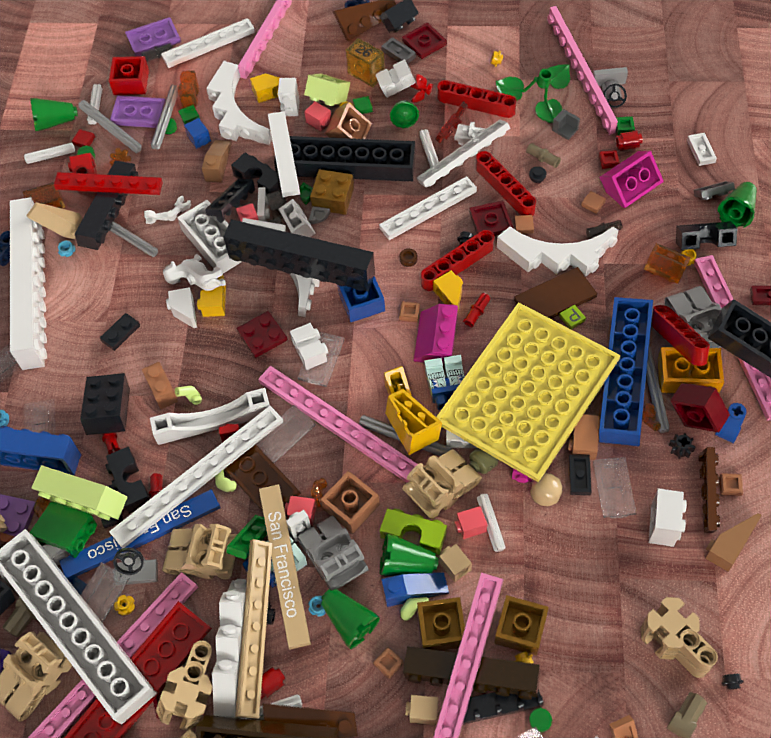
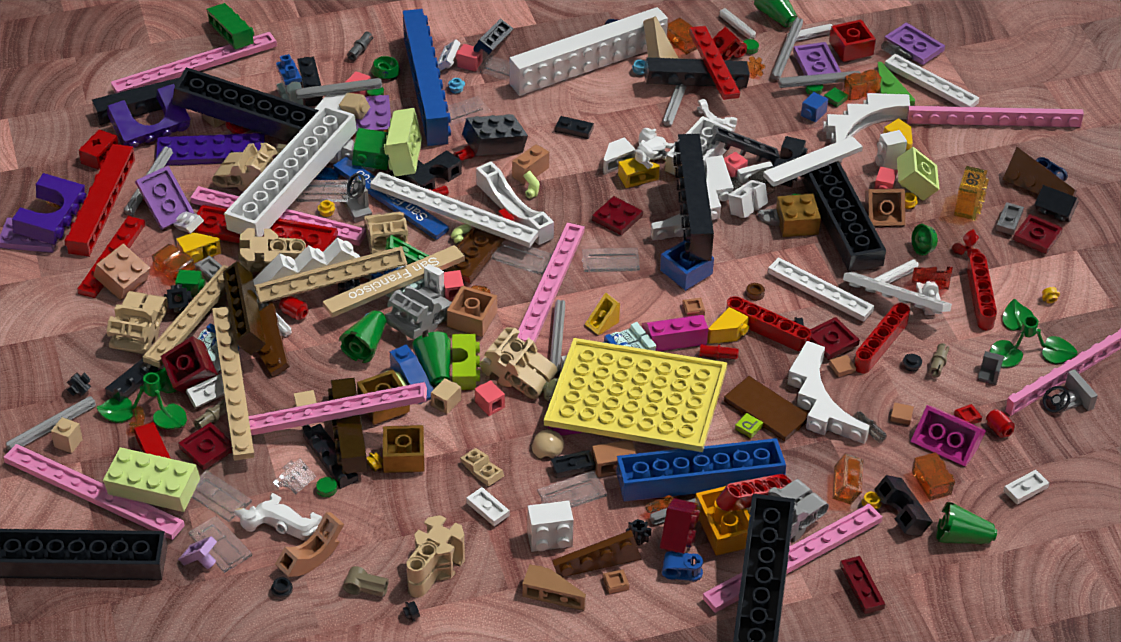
camera: 65 degrees right, 15 degrees down
(83, 138) = (766, 39): red tile -> none
(204, 71) = (890, 83): none -> bright green wing
(216, 161) = (791, 126): medium nougat slope -> none
(308, 346) = (614, 243): white brick -> none
(363, 105) = (922, 211): green tile -> none
(388, 662) = (339, 374): nougat tile -> none
(395, 79) = (963, 220): white brick -> none
(412, 421) = (564, 325): yellow wedge -> none
(492, 527) = (497, 413): white axle -> none
(557, 558) = (480, 467): none -> tan slope
(614, 568) = (487, 506): none -> white plate
(625, 124) = (1020, 416): green plate -> none
(675, 204) = (933, 476): none -> clear orange brick
(720, 188) = (967, 501): flat silver plate -> none

